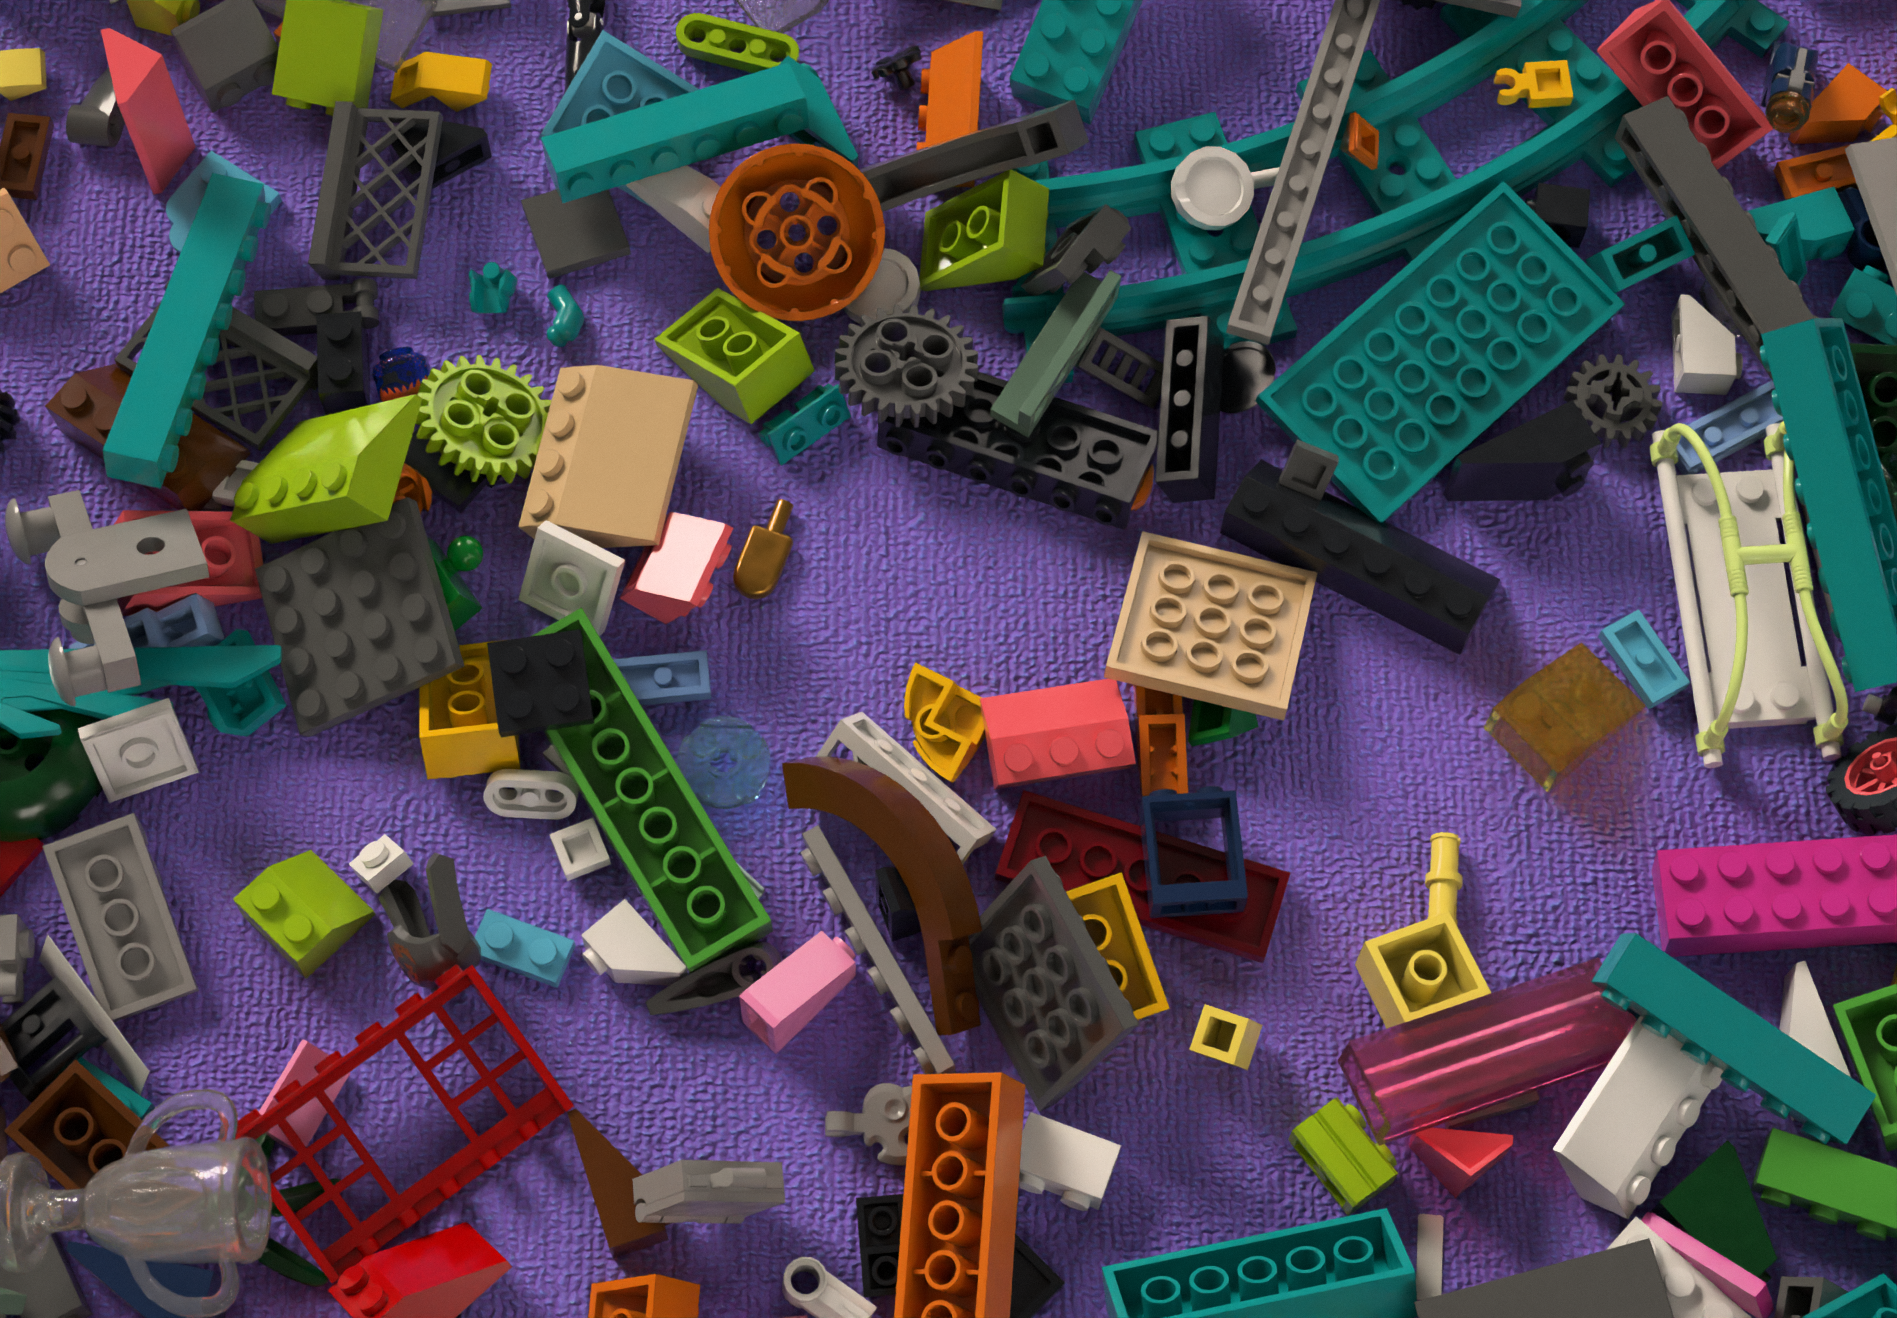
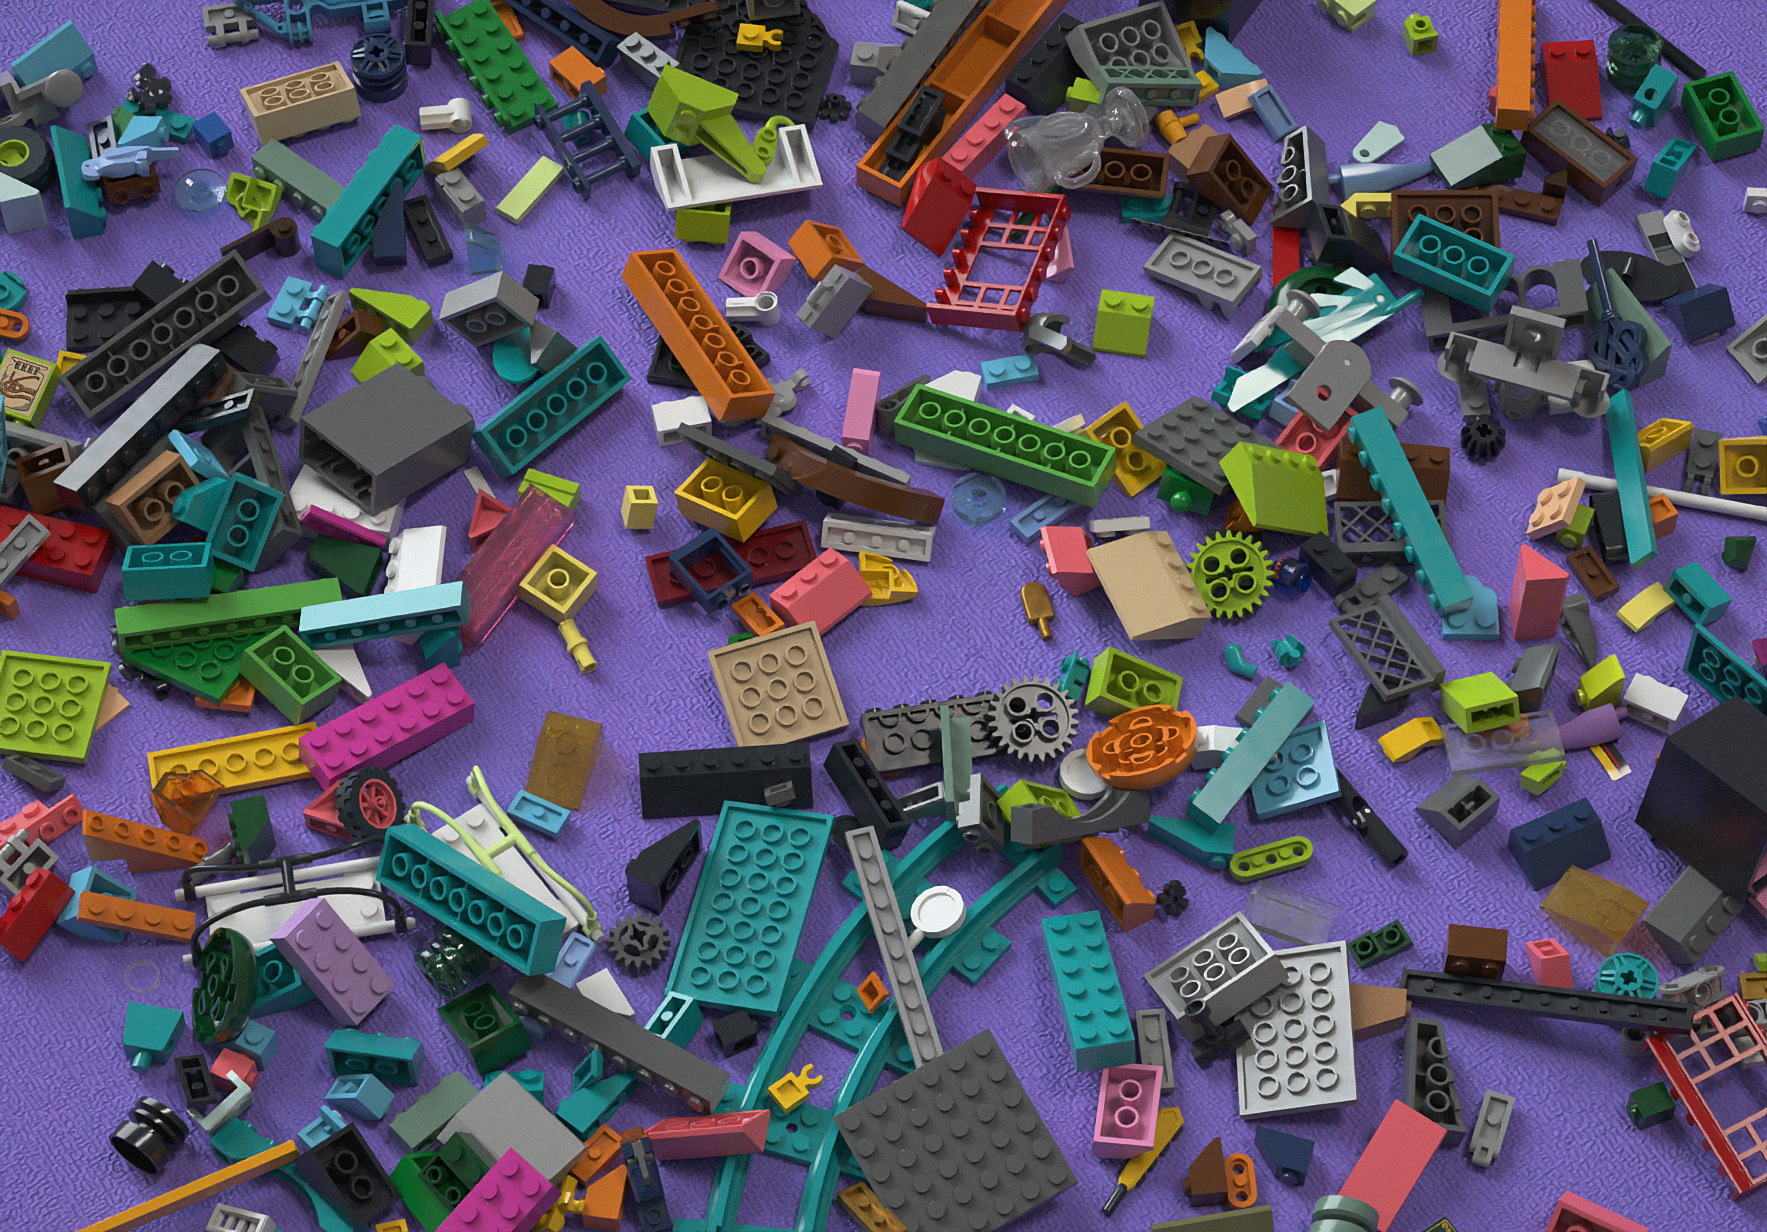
camera: 150 degrees right, 10 degrees down
(380, 863) = (1105, 362): white plate -> none
(540, 683) = (1084, 443): black plate -> none

